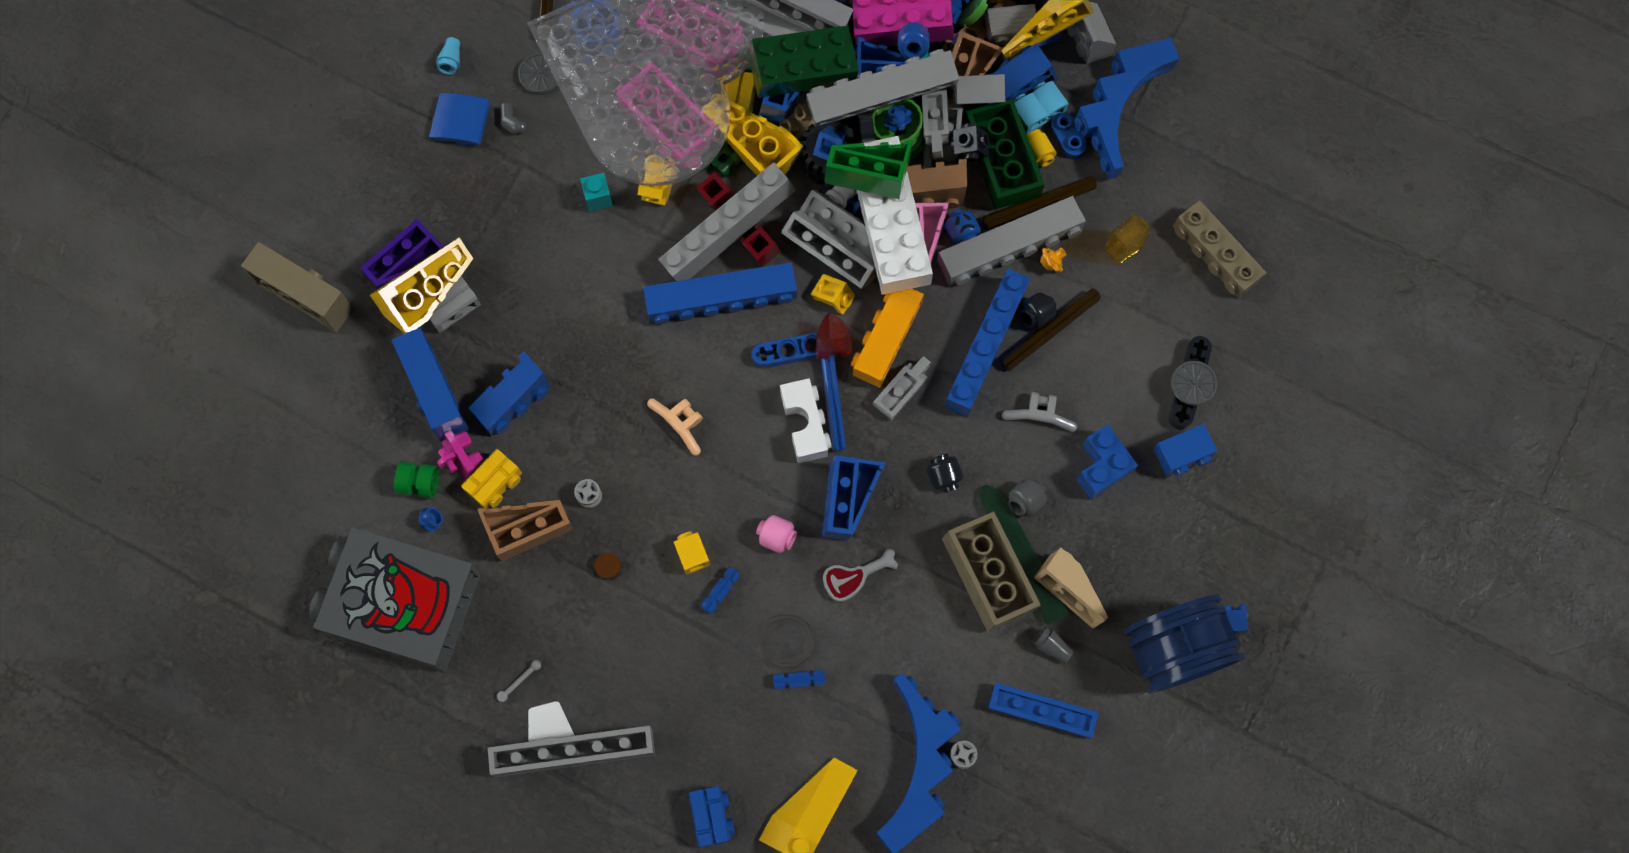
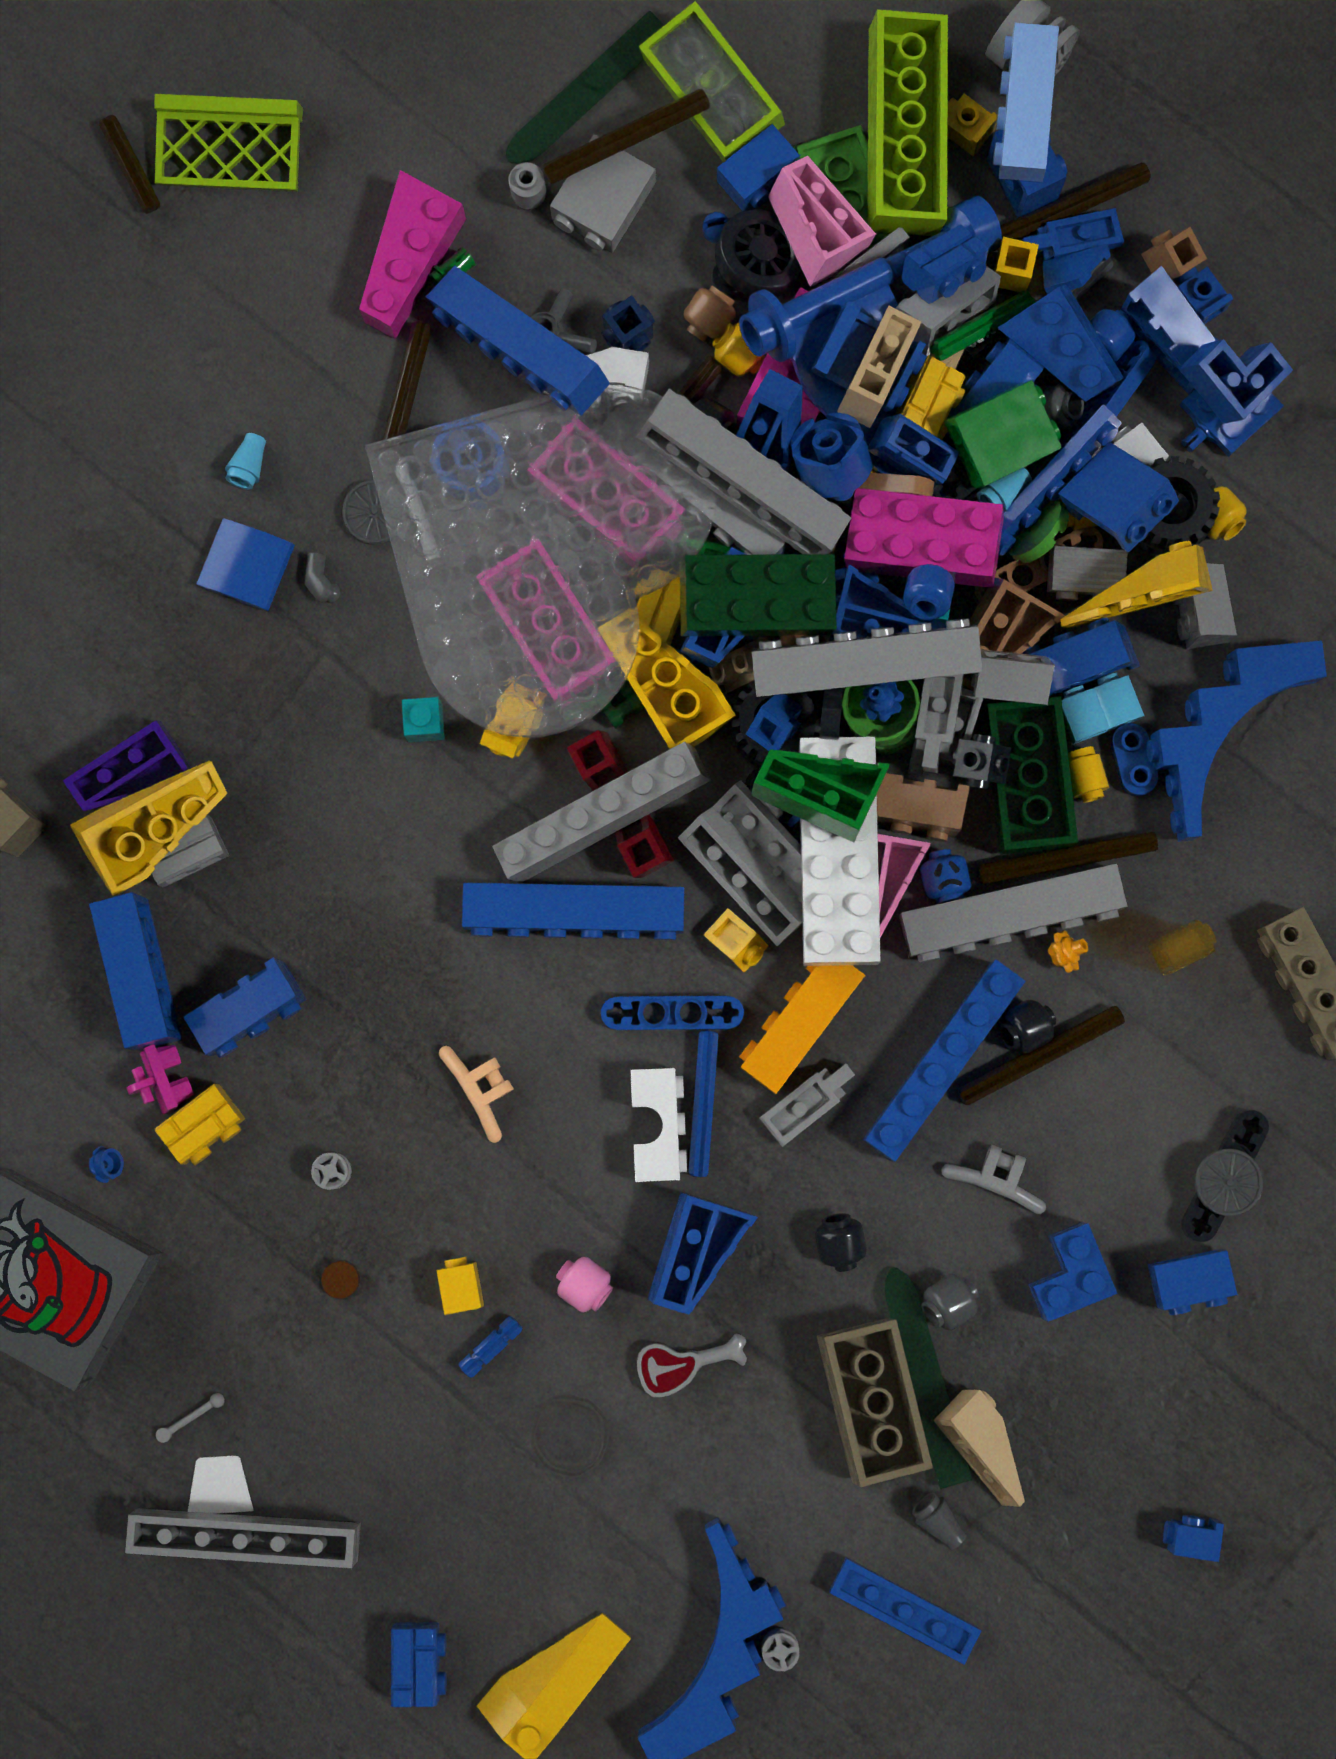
camera: 20 degrees right, 10 degrees up
(415, 479) = (97, 1105): green wheel -> none
(524, 526) = (228, 1205): medium nougat wedge -> none
(799, 679) = (575, 1496): blue axle -> none
(833, 338) = (721, 1013): clear red brick -> none
(1184, 643) = (1120, 1574): dark blue wheel -> none

